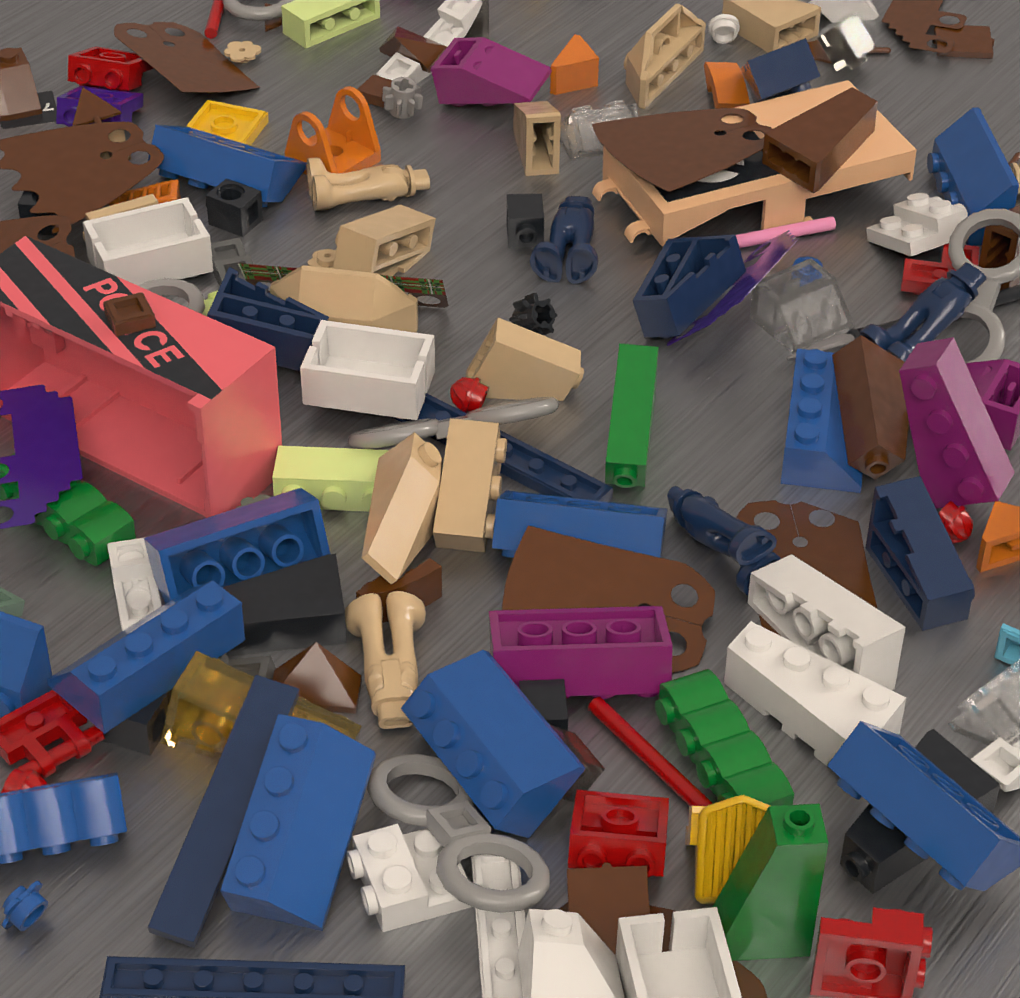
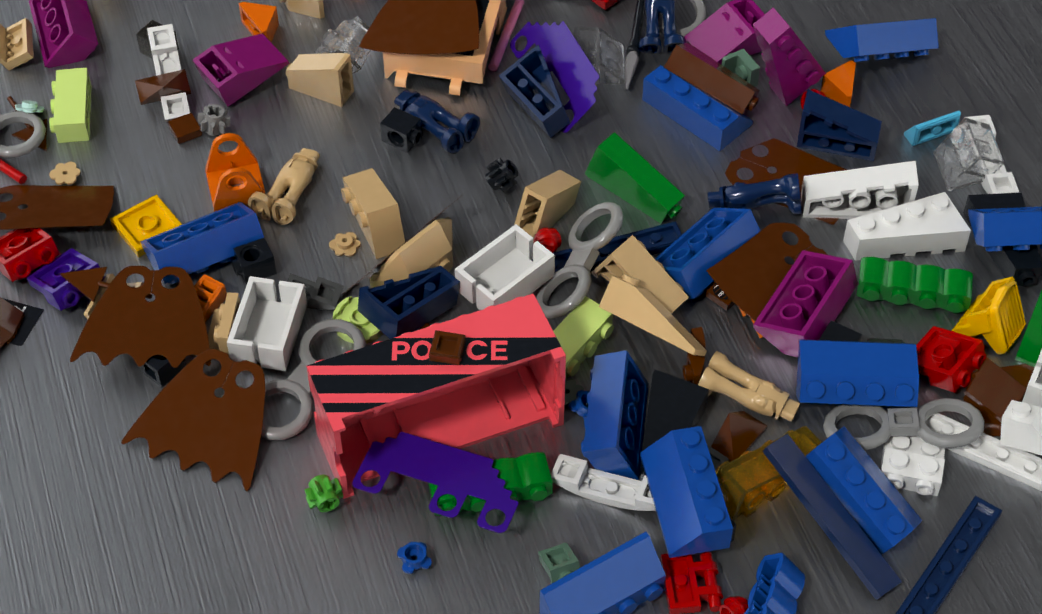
camera: 55 degrees left, 10 degrees up
(647, 753) = (893, 318): red bar -> none

